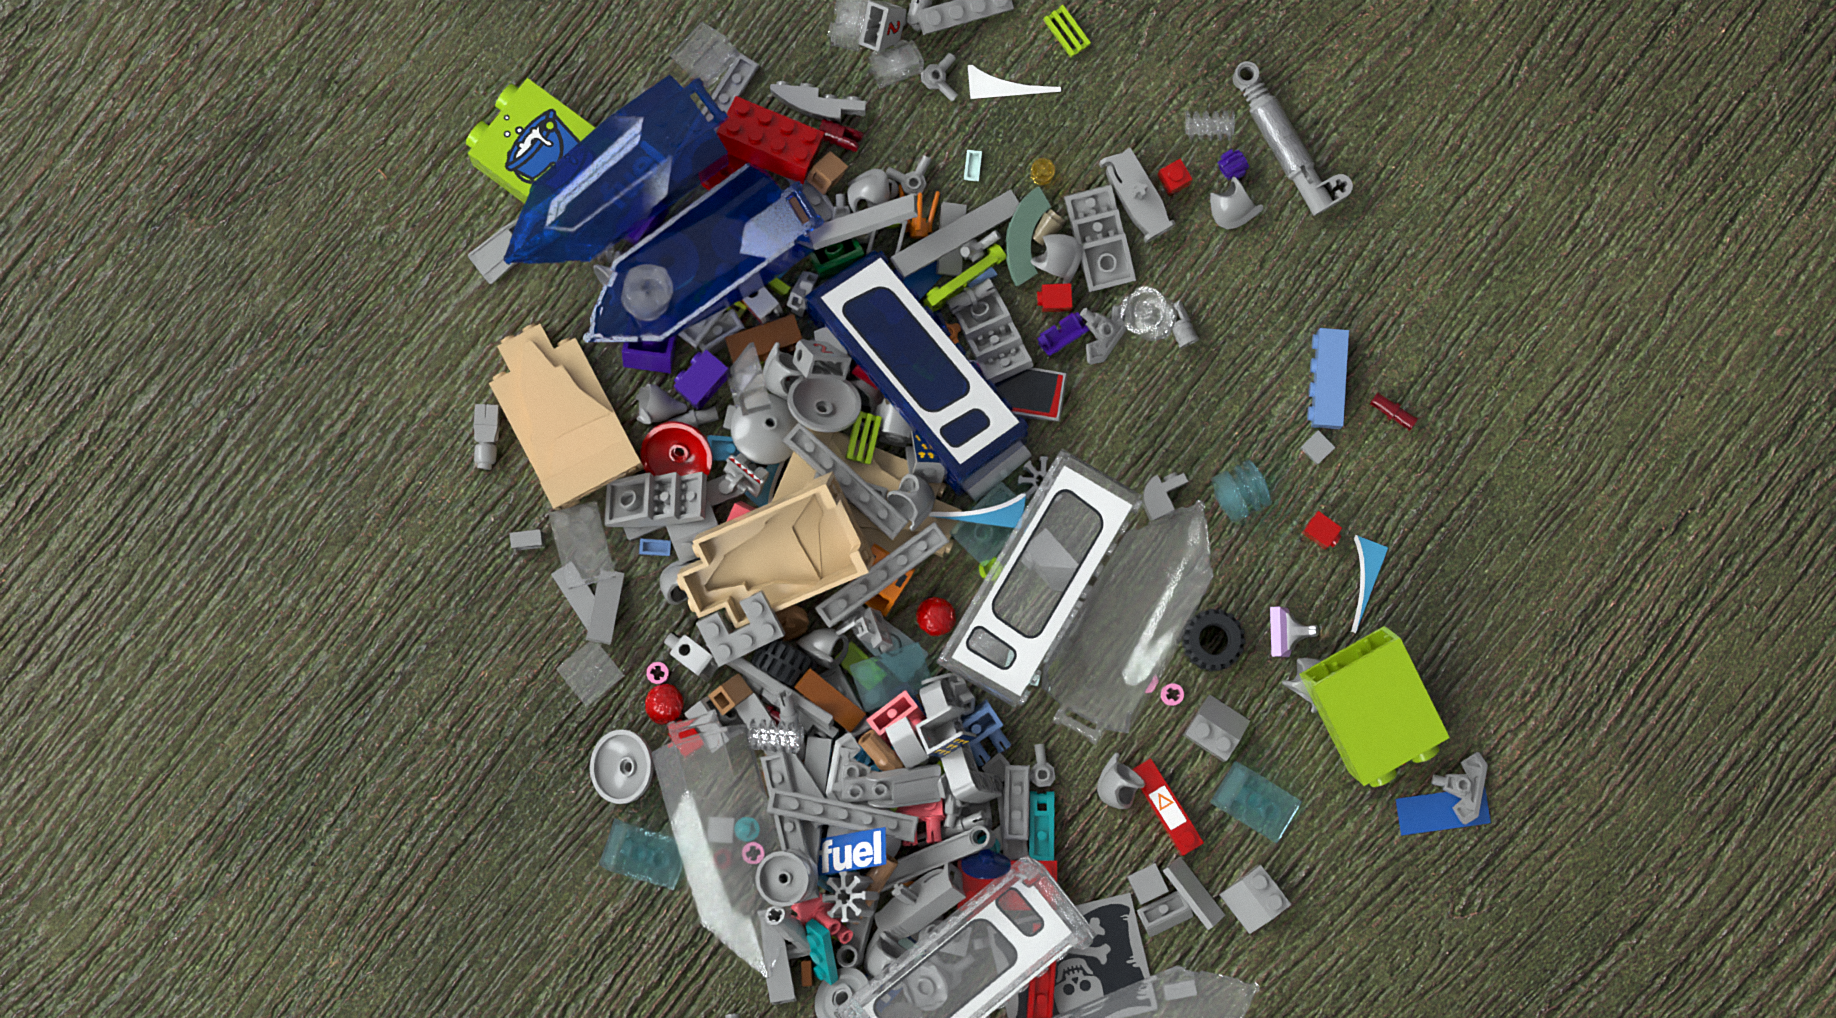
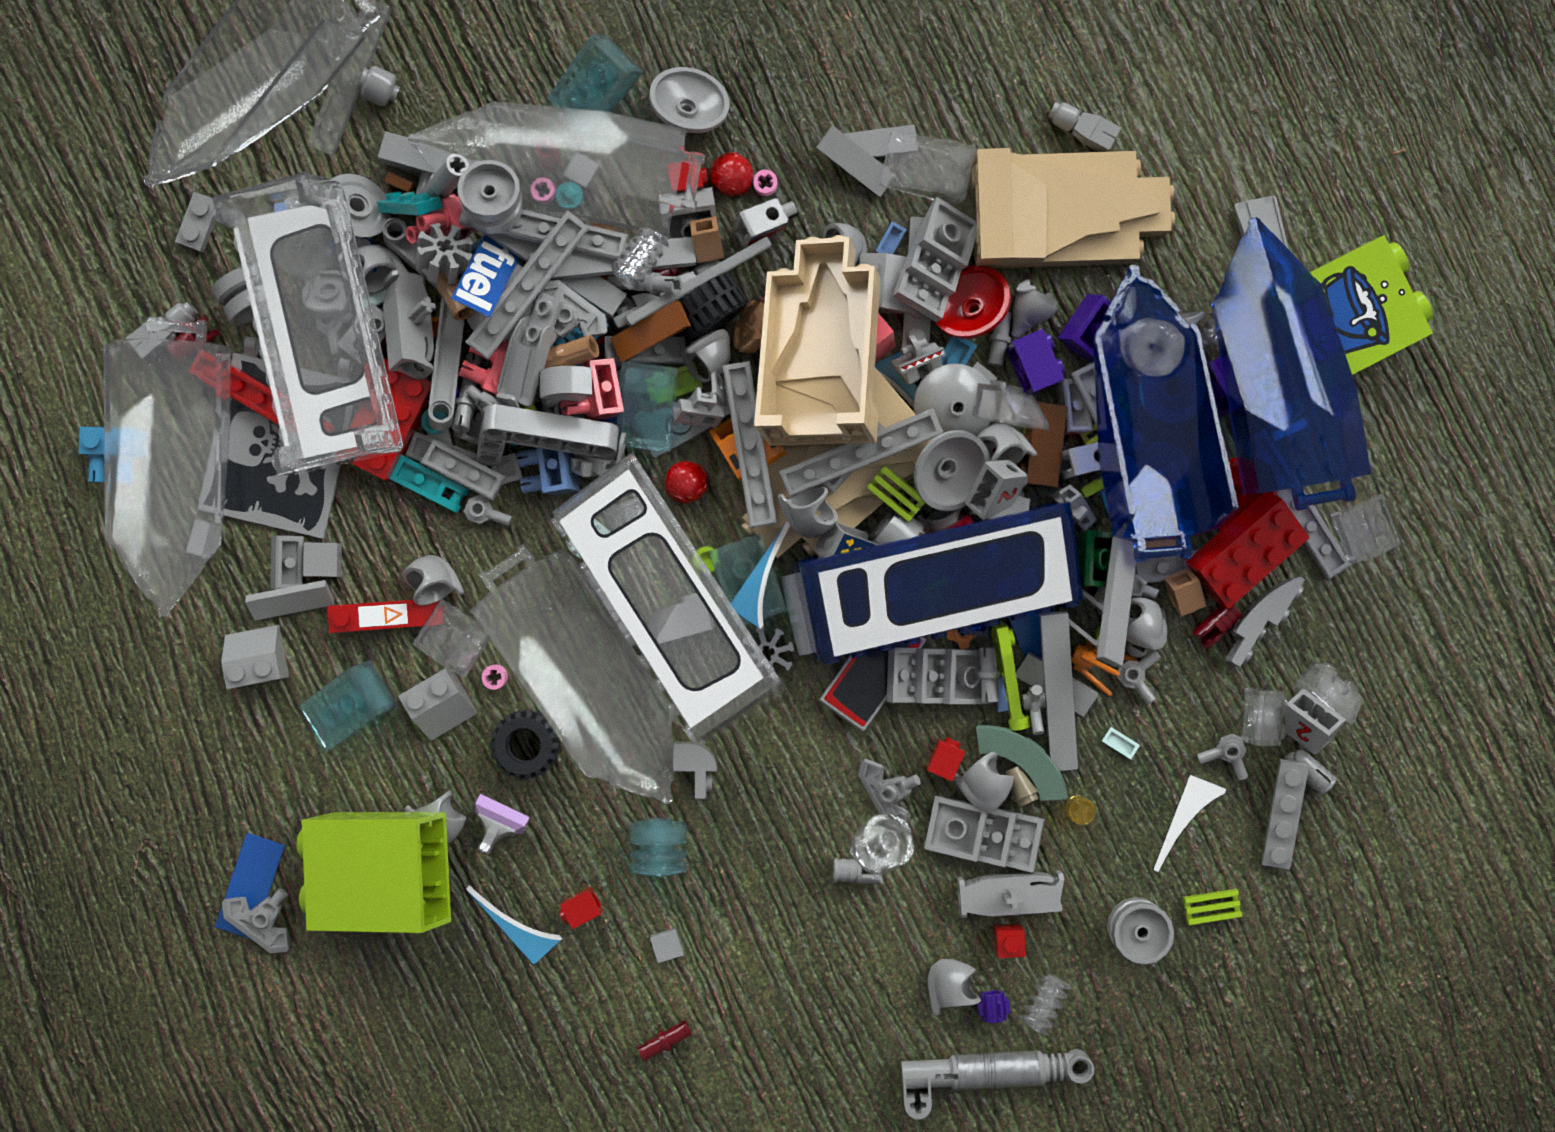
camera: 120 degrees right, 5 degrees up
(527, 540) = (959, 116): light grey piece -> none
(590, 672) = (797, 115): clear piece -> none
(728, 645) = (751, 294): light grey plate -> none
(927, 728) = (569, 412): light grey piece -> none
(986, 865) = (411, 406): clear blue dish -> none
(1053, 339) = (905, 757): dark purple hinge -> none
(1114, 93) = (1138, 946): none -> light grey wheel
(1157, 742) = (452, 638): none -> clear slope
(1329, 378) = (729, 992): medium blue brick -> none

